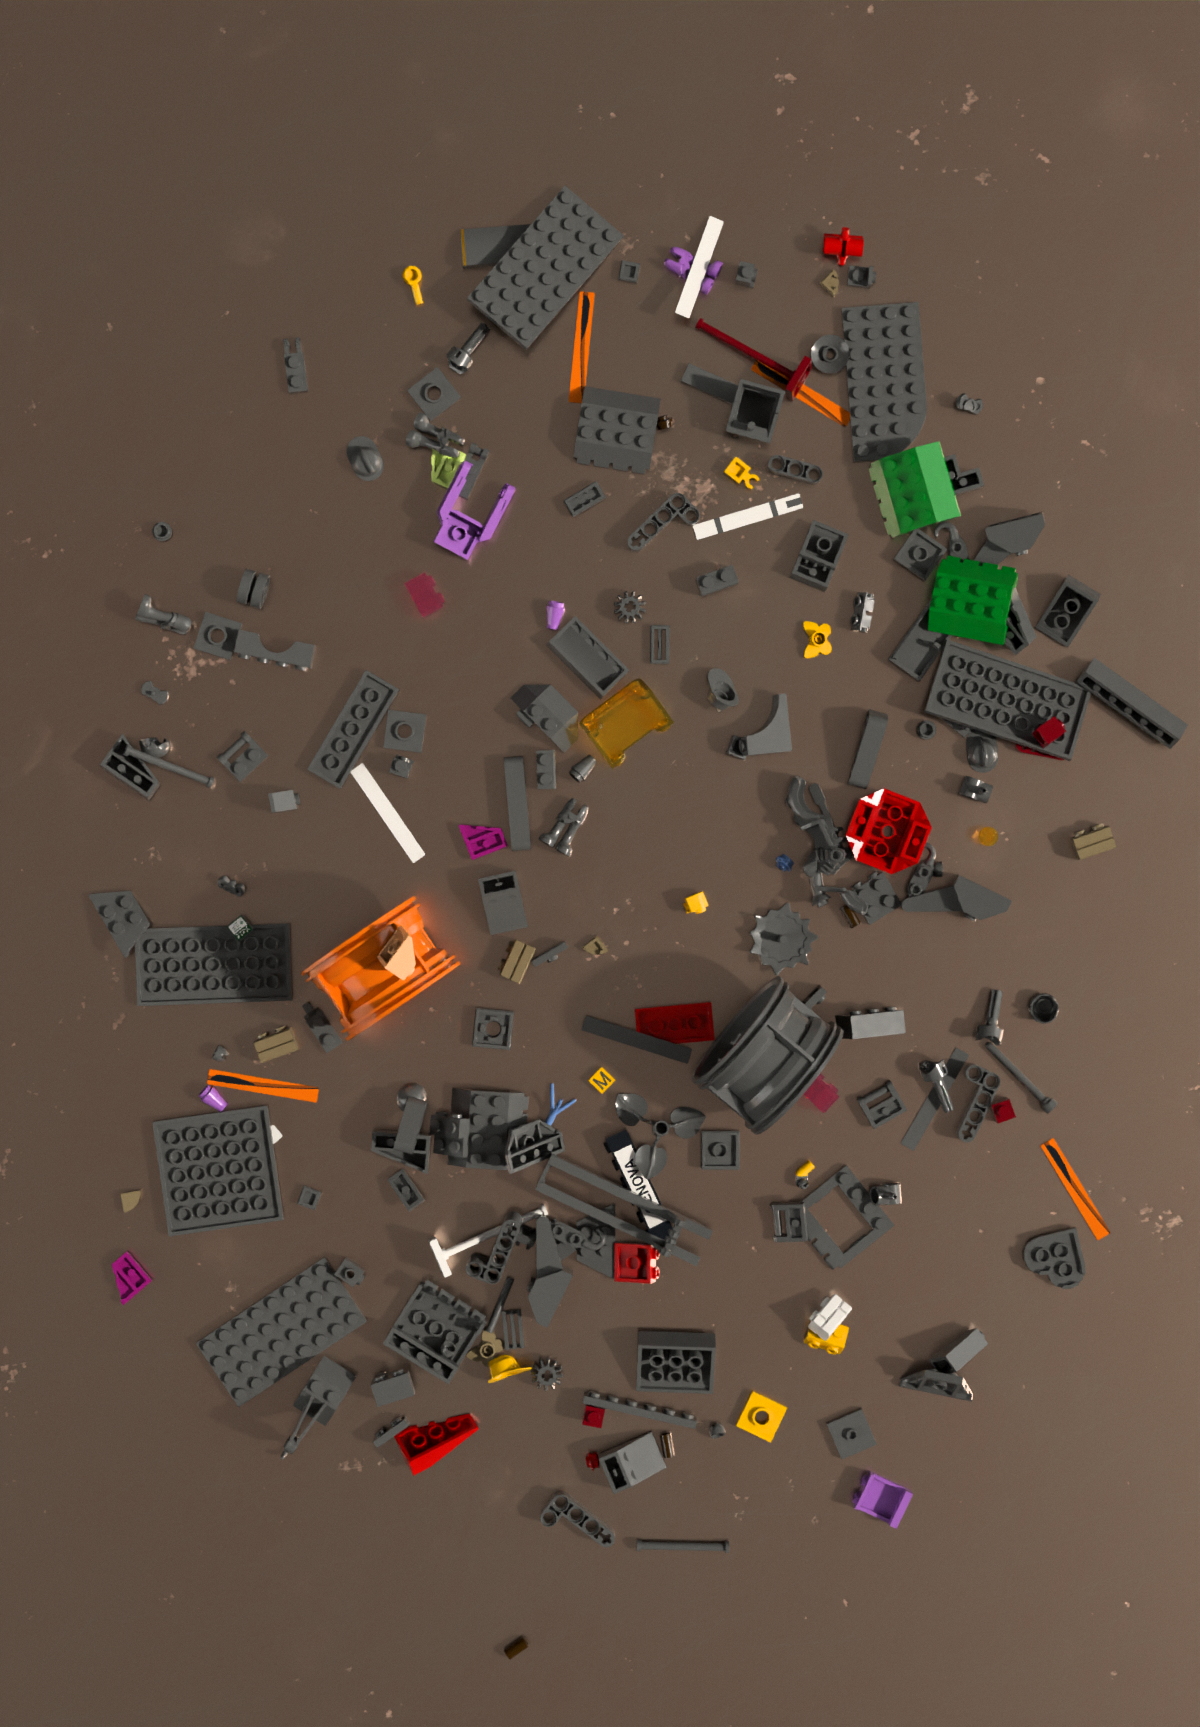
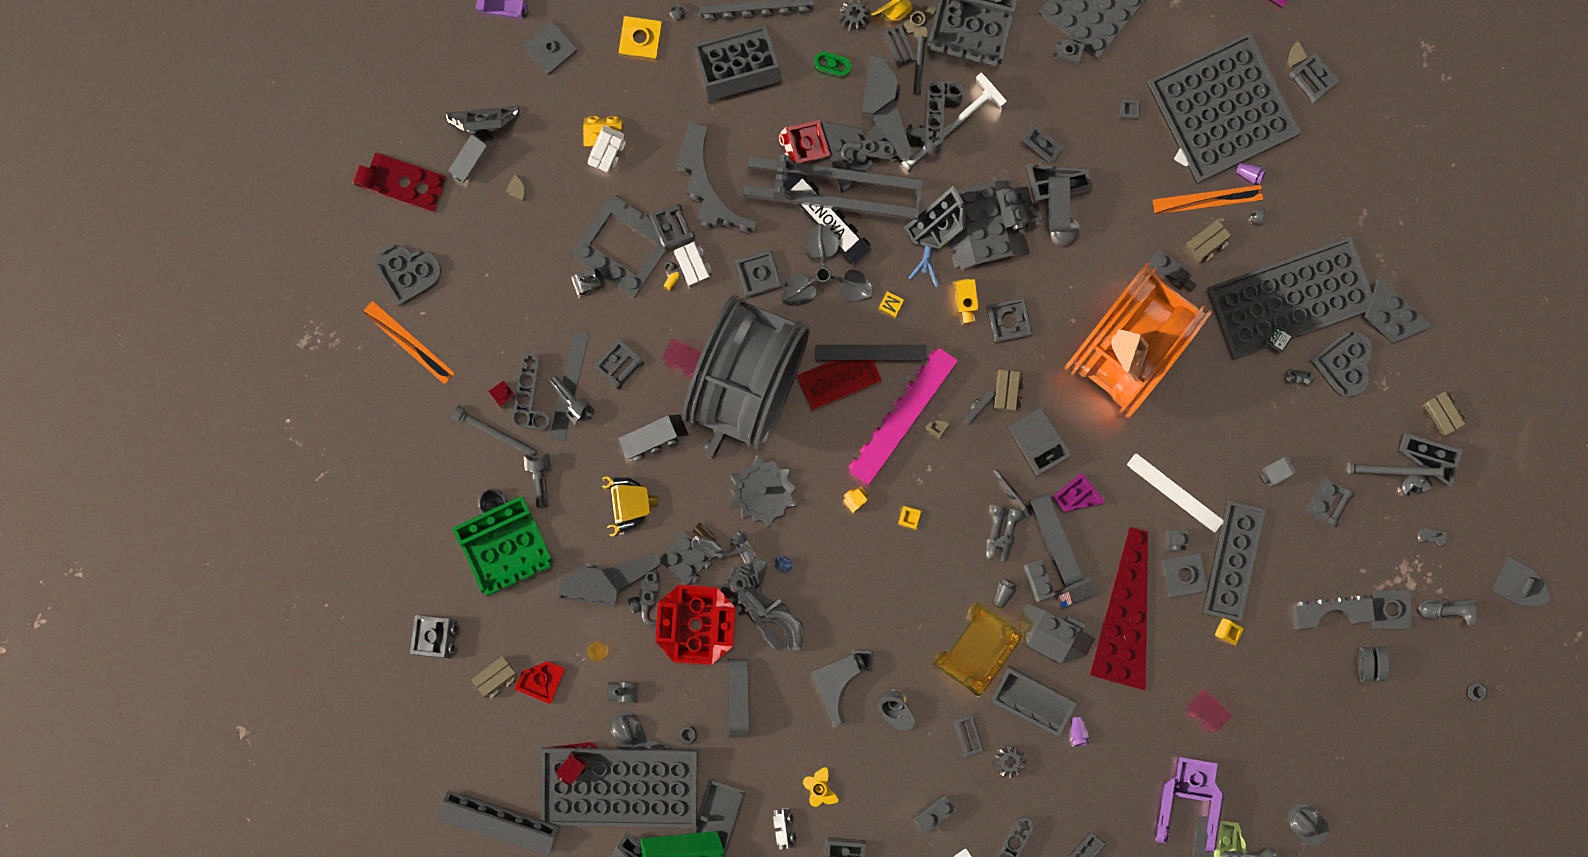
camera: 160 degrees right, 5 degrees down
(85, 619) = (1521, 585): none -> dark grey shield
(103, 806) = (1445, 413): none -> dark tan brick
(115, 1175) = (1318, 73): none -> dark grey plate
(183, 885) = (1345, 363): none -> dark grey plate
(379, 664) = (1229, 631): none -> yellow slope
(482, 691) = (1123, 637): none -> dark red wing
(514, 747) = (1076, 593): none -> dark grey tile
(528, 1070) = (966, 289): none -> yellow torso
(542, 859) = (1014, 494): none -> dark grey piece
(583, 1331) = (833, 62): none -> green plate
(625, 967) = (903, 416): none -> dark pink brick
(649, 869) = (909, 517): none -> yellow tile
(749, 1281) = (691, 160): none -> dark grey arch
(781, 1178) = (692, 264): none -> white brick
(913, 967) = (629, 503): none -> yellow torso
(926, 1306) = (516, 188): none -> dark tan tile
(1046, 964) = (503, 546): none -> green slope
(1049, 1355) = (384, 179): none -> dark red hinge
(1050, 824) = (540, 681): none -> red plate
(1138, 898) = (433, 636): none -> plate

